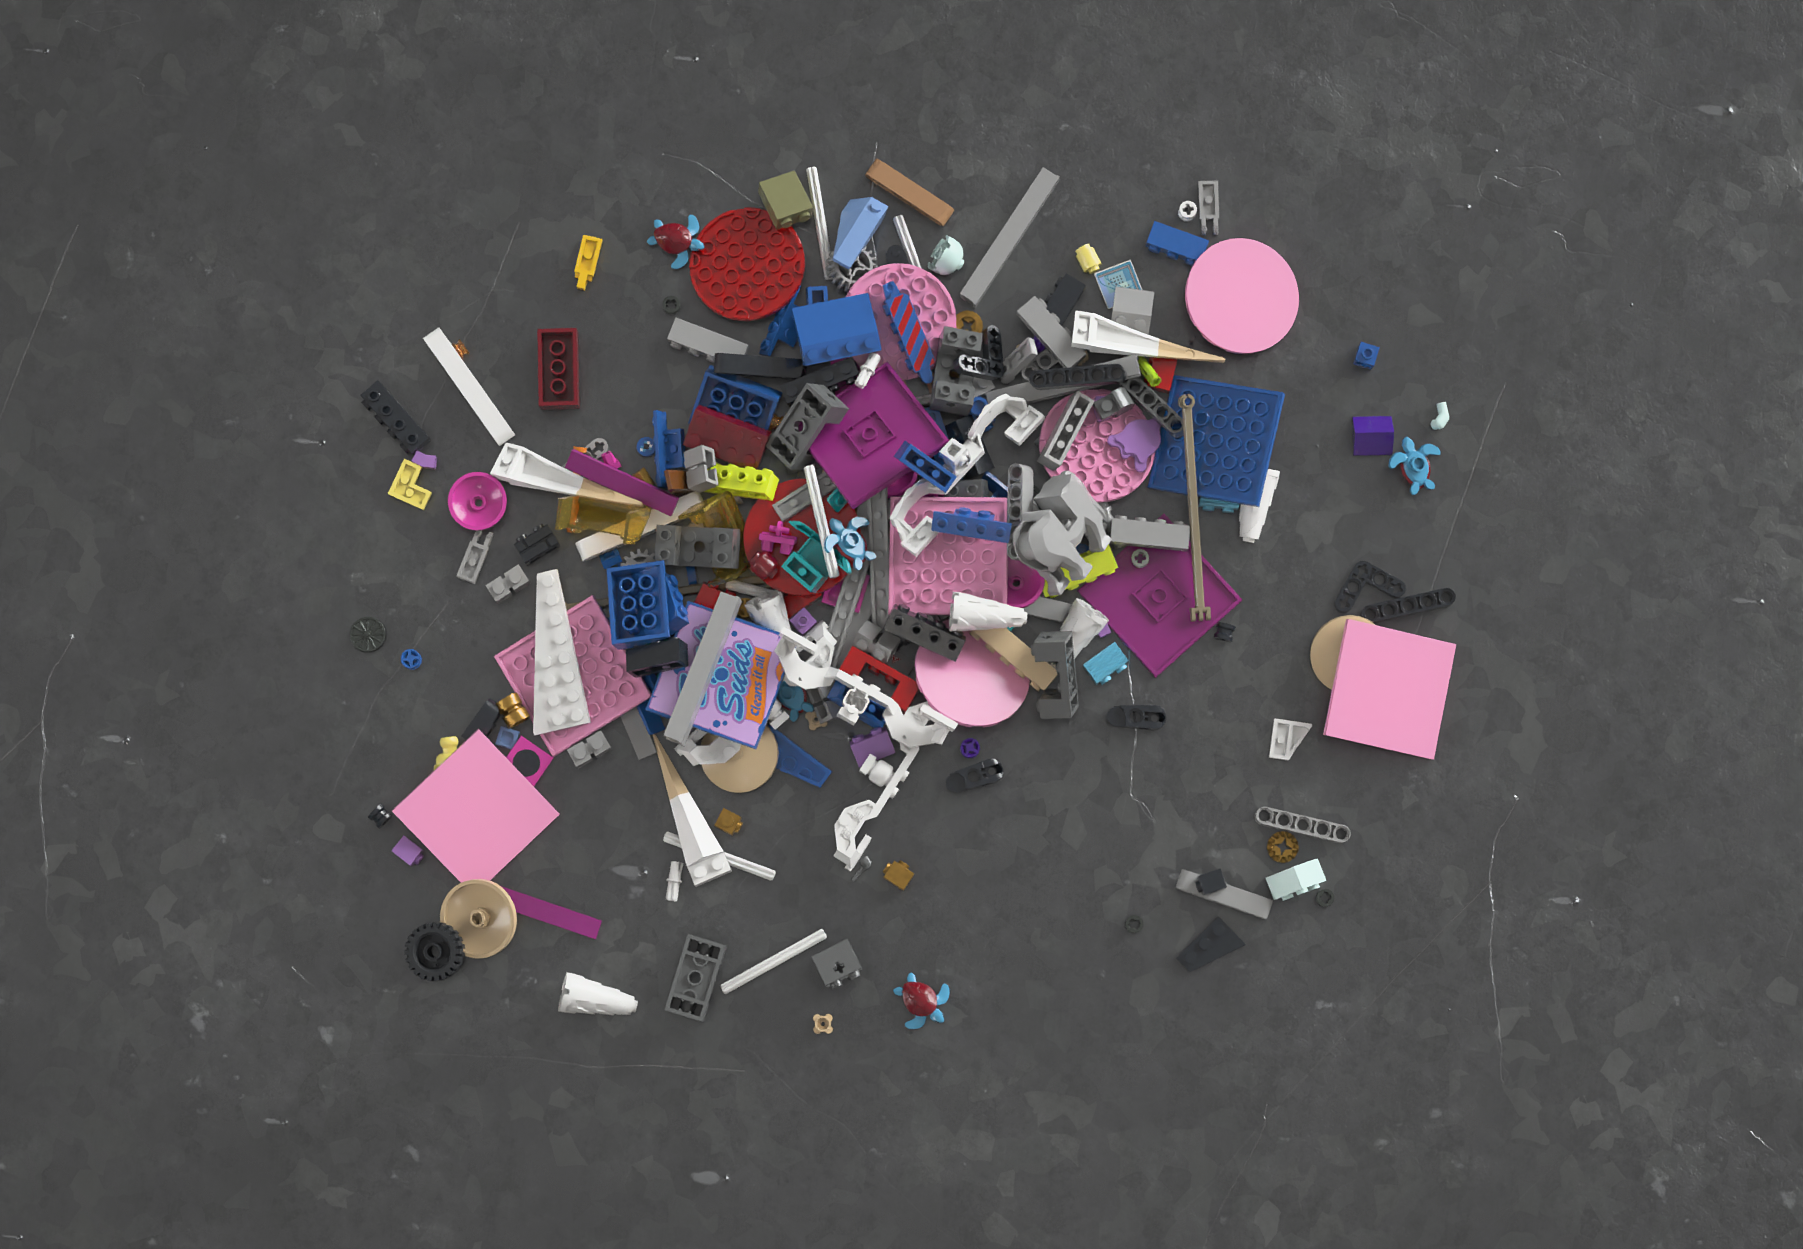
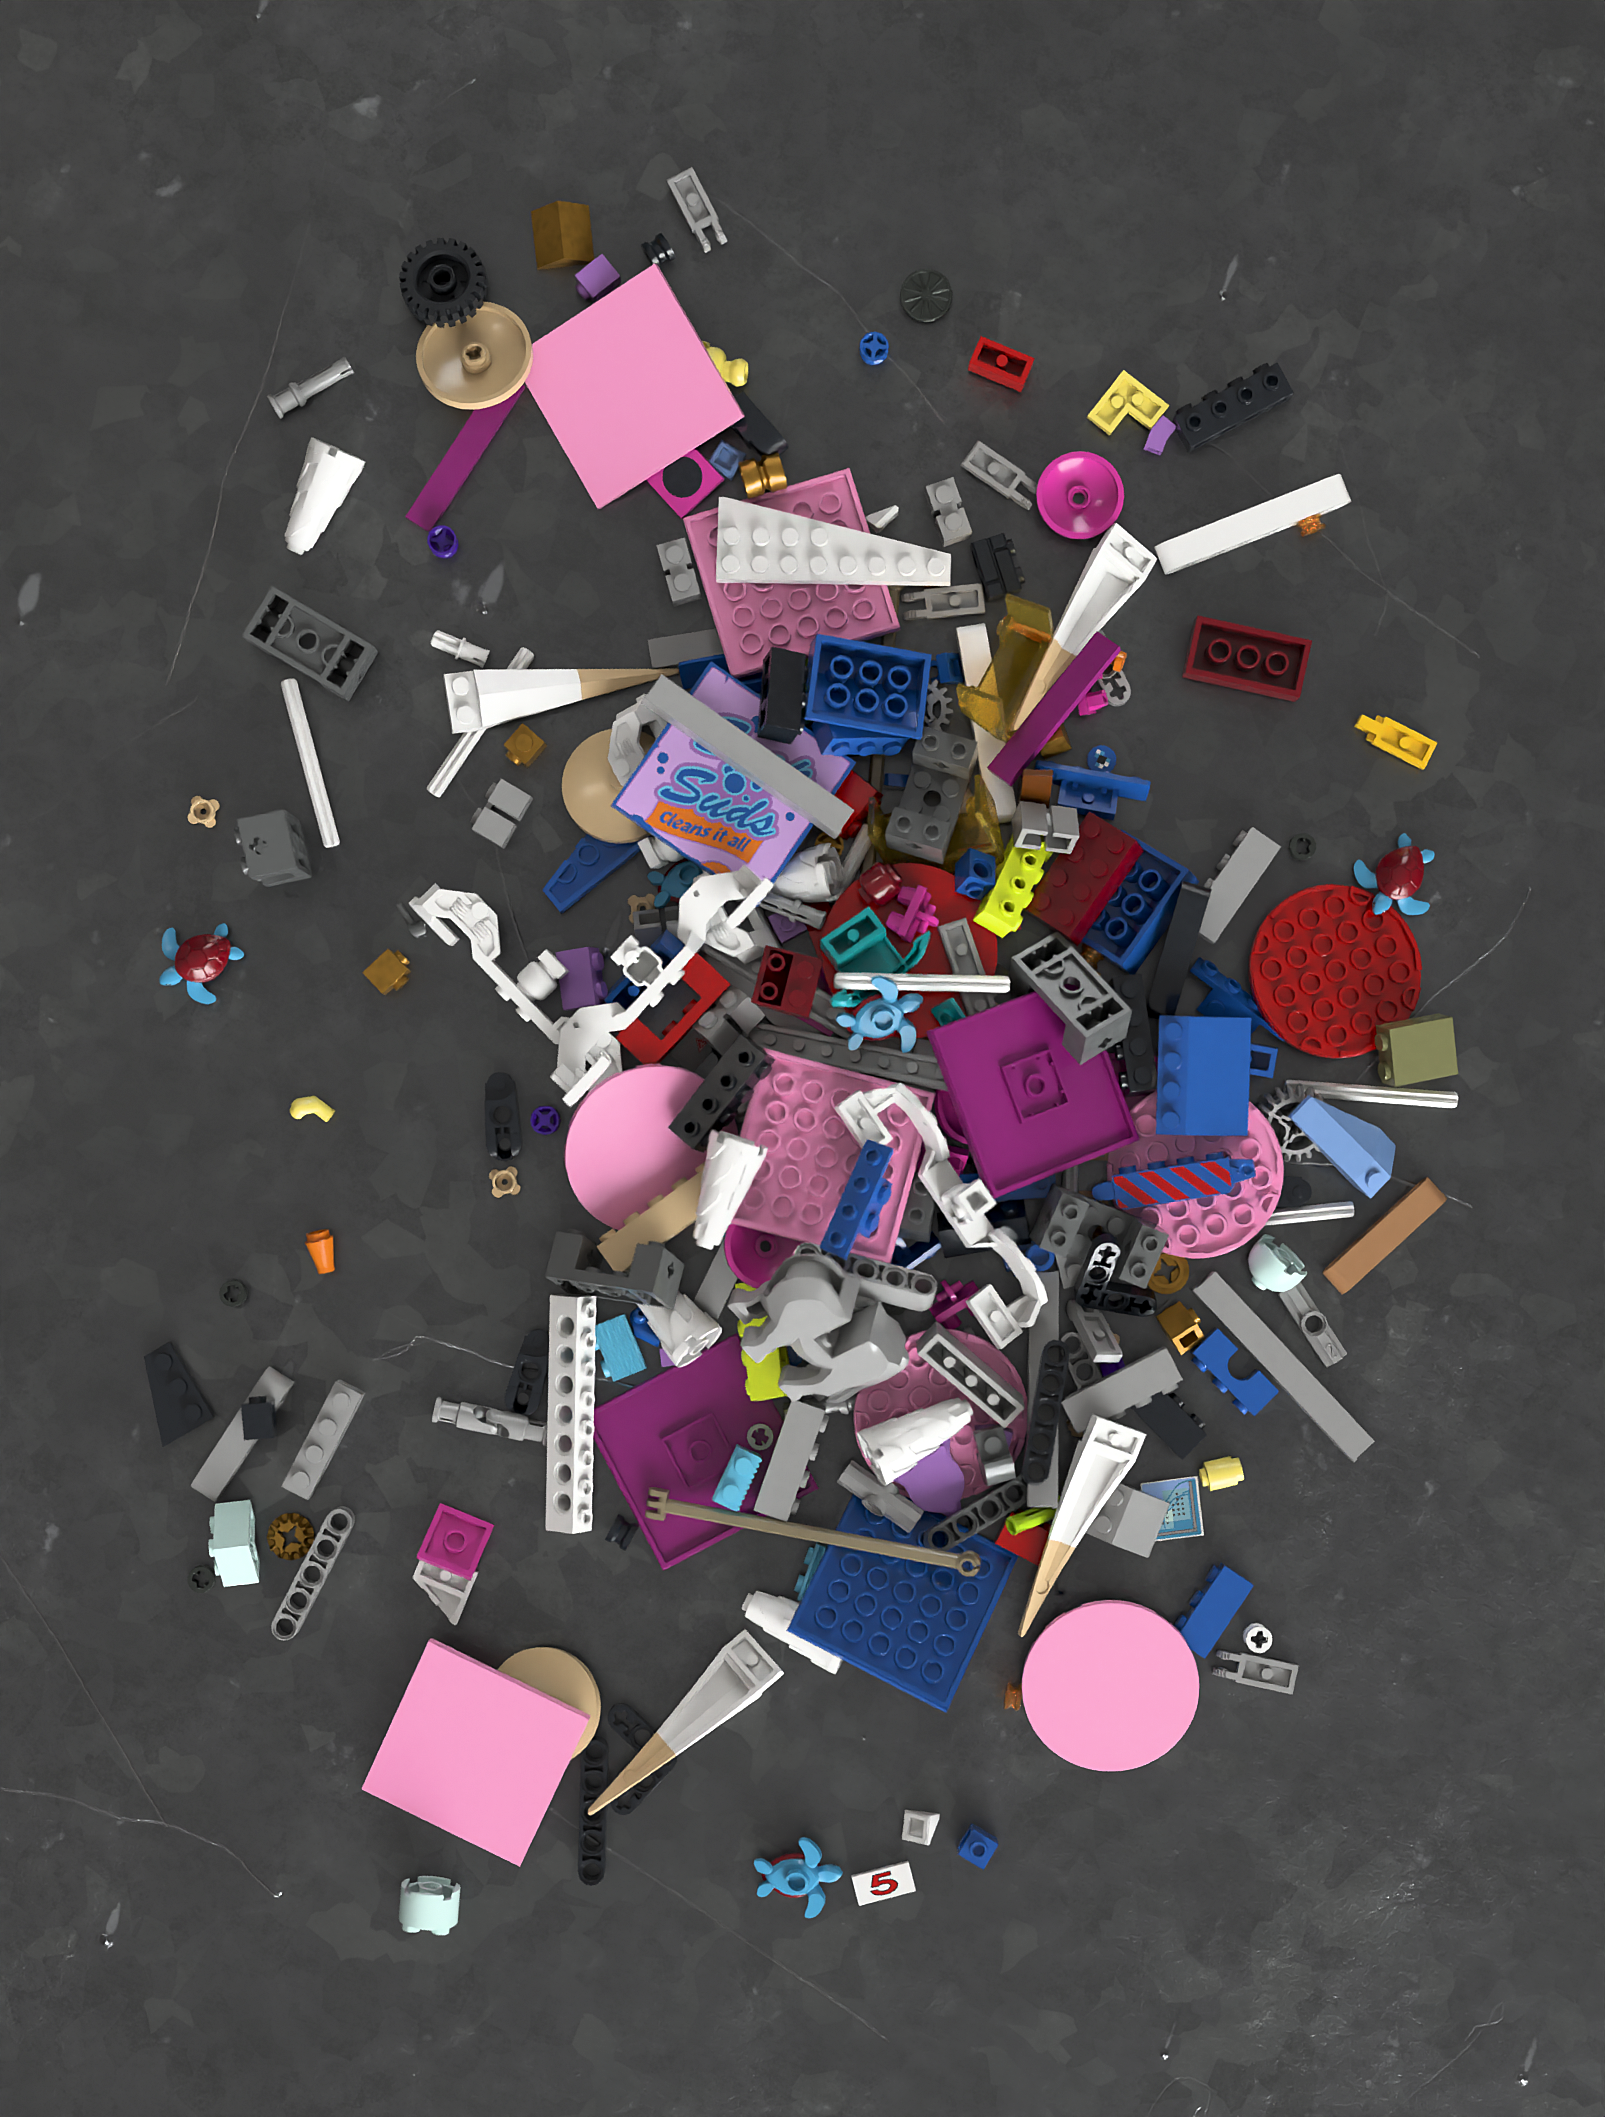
camera: 100 degrees right, 5 degrees up
(344, 799) = (695, 206): none -> light grey hinge
(384, 882) = (562, 235): none -> pearl gold slope
(403, 573) = (1000, 364): none -> red brick
(522, 626) = (882, 518): none -> white slope
(530, 1030) = (298, 393): none -> light grey pin
(567, 570) = (946, 602): none -> light grey hinge
(606, 909) = (441, 537): none -> dark purple wheel
(742, 506) = (975, 874): none -> blue brick
(766, 824) = (510, 801): none -> light grey piece
(794, 614) = (793, 910): none -> light grey pin
(842, 608) = (787, 982): none -> dark red slope
(867, 370) = (1132, 1106): white axle -> none
(925, 466) = (961, 1152): blue brick -> none
(986, 215) = (1322, 1339): none -> light grey piece
(998, 904) = (310, 1105): none -> light yellow arm
(1001, 306) = (1181, 1327): none -> pearl gold brick
(1013, 281) = (1250, 1392): none -> blue arch
(1015, 770) = (508, 1174): none -> tan plate
(1020, 455) = (951, 1301): none -> dark pink hips
(1089, 652) = (641, 1328): none -> blue arm
(1090, 873) = (321, 1250): none -> orange cone
(1120, 464) = (903, 1441): none -> white cone
(1158, 470) = (880, 1498): none -> light grey piece
(1165, 686) = (570, 1413): none -> white brick
(1170, 565) = (737, 1478): none -> medium azure brick
(1174, 729) = (497, 1422): none -> light grey piece
(1214, 840) = (323, 1439): none -> light grey brick
(1258, 738) = (455, 1541): none -> dark pink tile
(1265, 356) = (1013, 1697): none -> clear orange bush
(1305, 539) = (725, 1688): none -> white plate
(1363, 396) = (919, 1826): none -> white slope
(1372, 435) = (857, 1824): dark purple slope -> none
(1405, 410) = (883, 1883): none -> white tile
(1442, 418) = (858, 1934): light aqua arm -> none
(1495, 695) = (429, 1905): none -> light aqua brick

